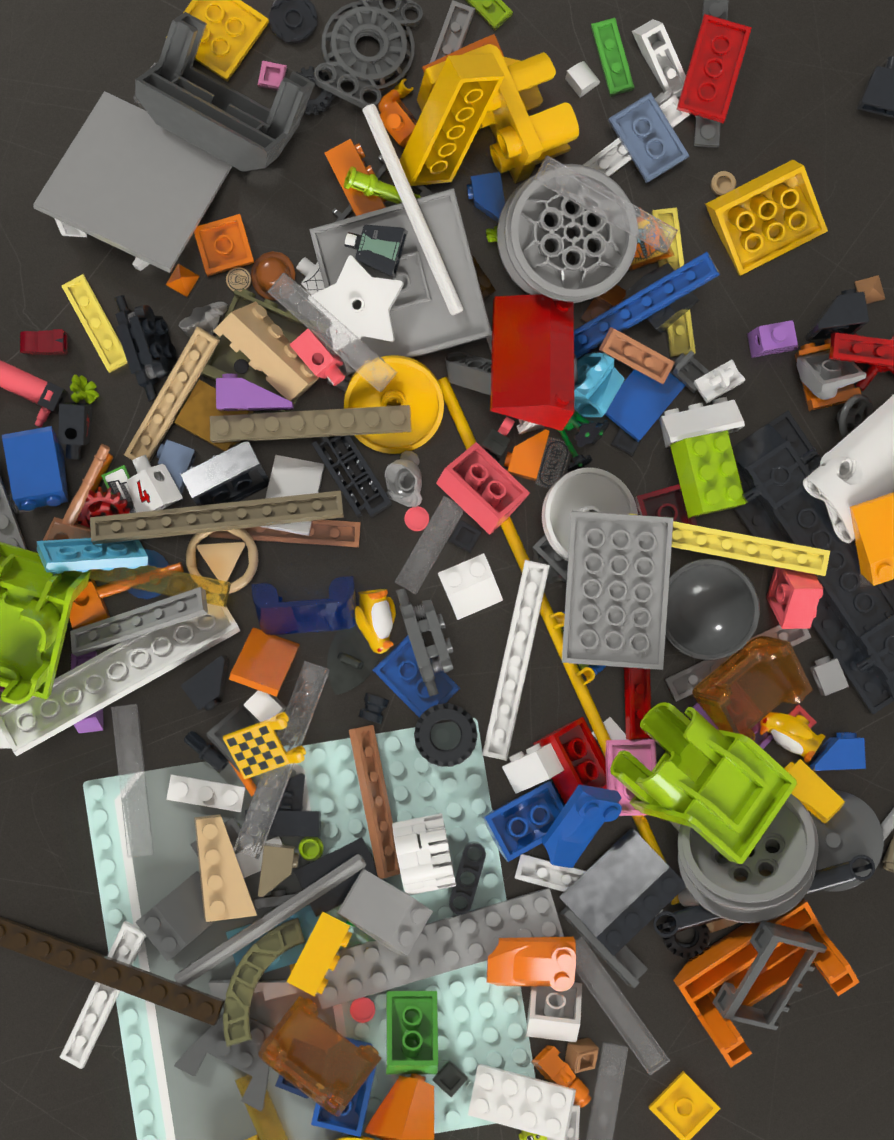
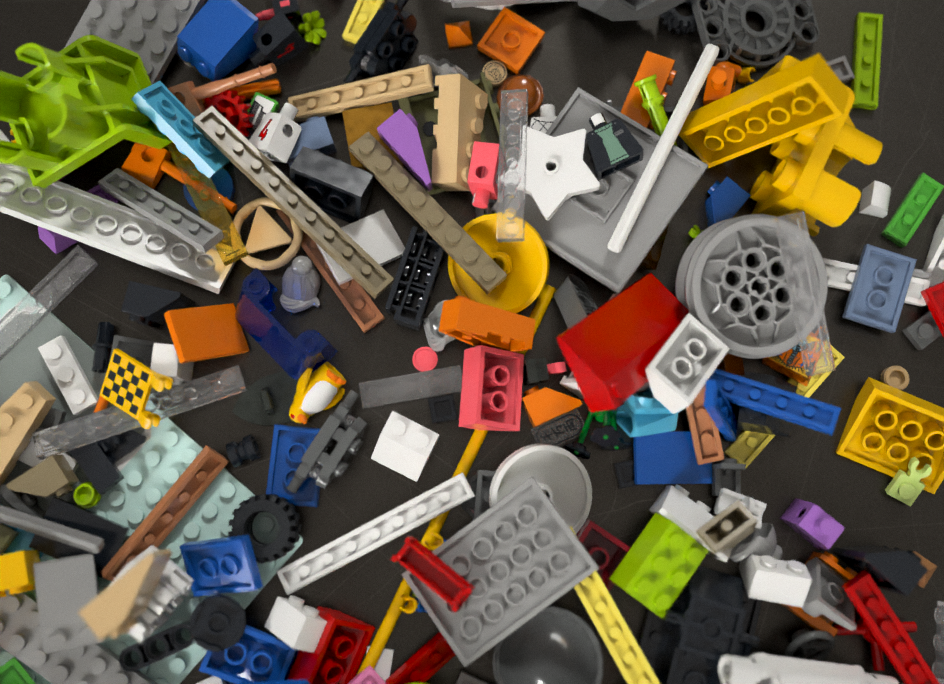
camera: 50 degrees right, 5 degrees down
(283, 566) = (300, 286): none -> light grey hair
(422, 858) = (127, 598): none -> tan slope
(434, 451) = (486, 325): none -> orange wedge
(447, 786) = (221, 566): none -> blue tile
(486, 820) = (218, 622): none -> black tile
(580, 637) = (434, 573): none -> red container
(583, 334) = (684, 364): none -> white slope
(638, 336) = (720, 410): none -> blue tile
(722, 403) = (728, 528): none -> dark tan slope
(754, 392) = (758, 543): none -> light grey hair
(787, 400) = (775, 580): none -> white slope
(804, 245) = (908, 485): none -> yellowish green plate

